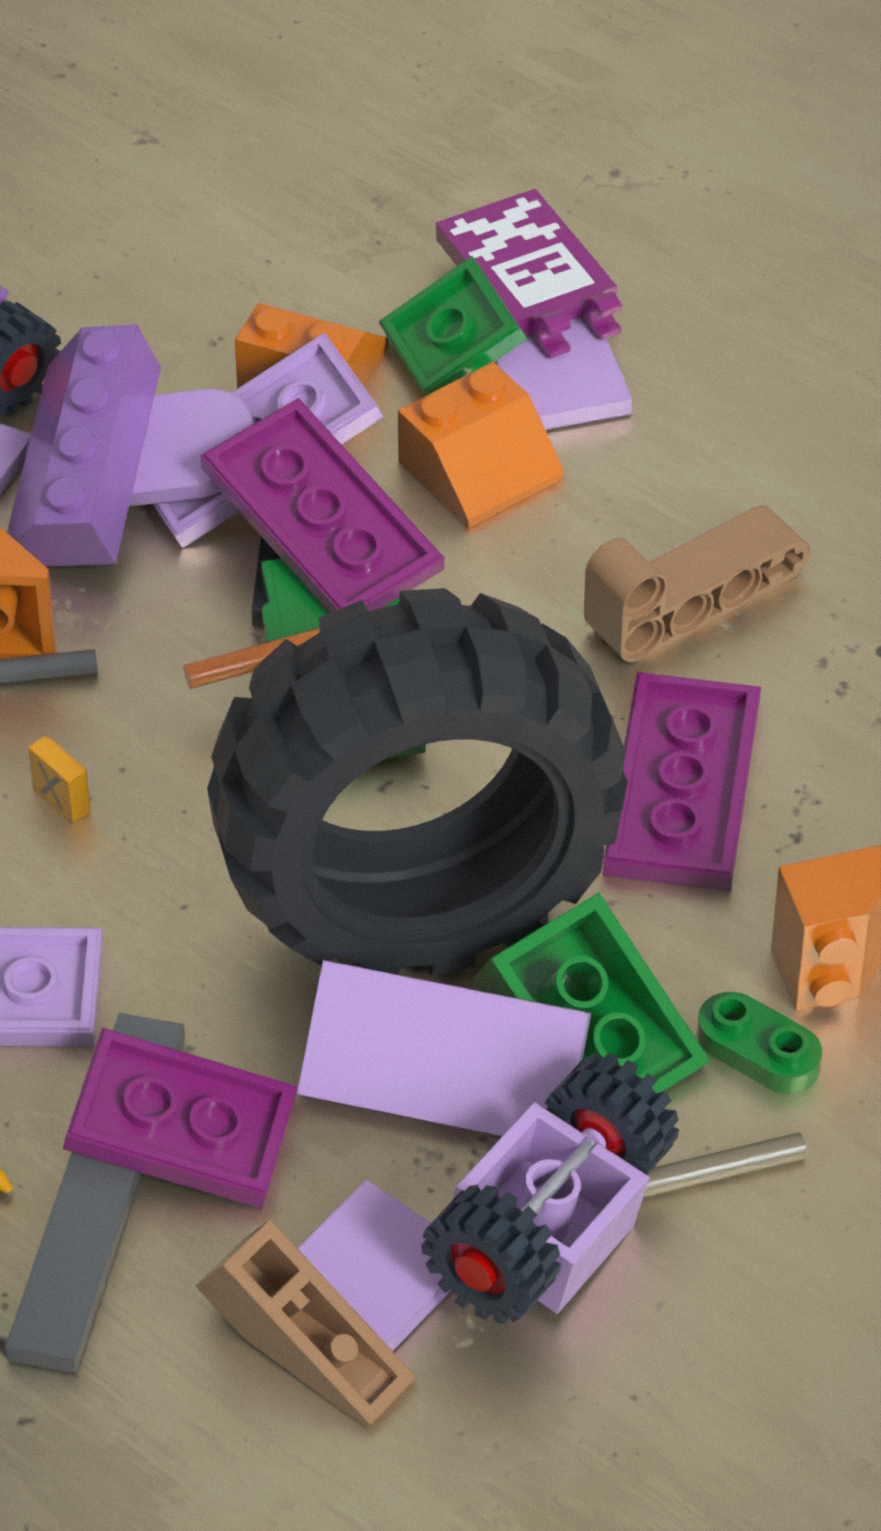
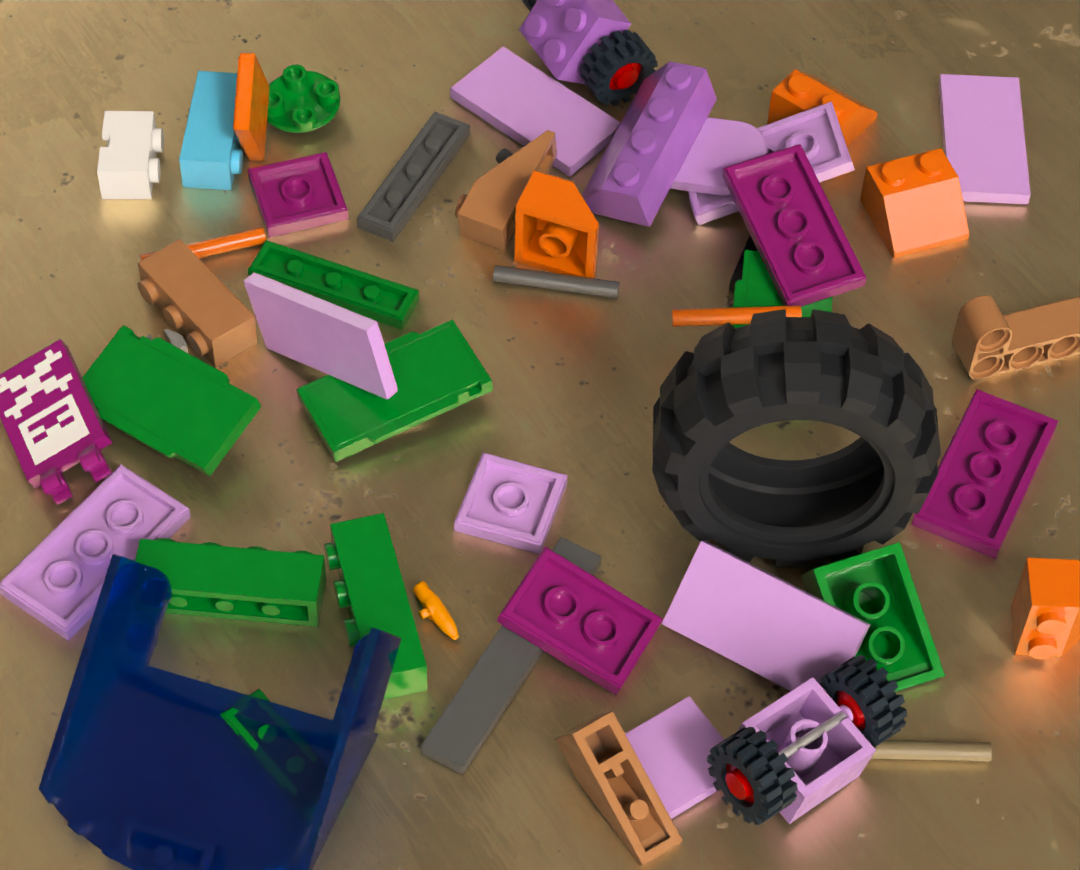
camera: 15 degrees right, 5 degrees up
(59, 779) = (569, 366): light orange tile -> none
(452, 328) = (922, 116): green tile -> none
(534, 268) = (988, 87): magenta tile -> none
(755, 1042) = (979, 669): green plate -> none

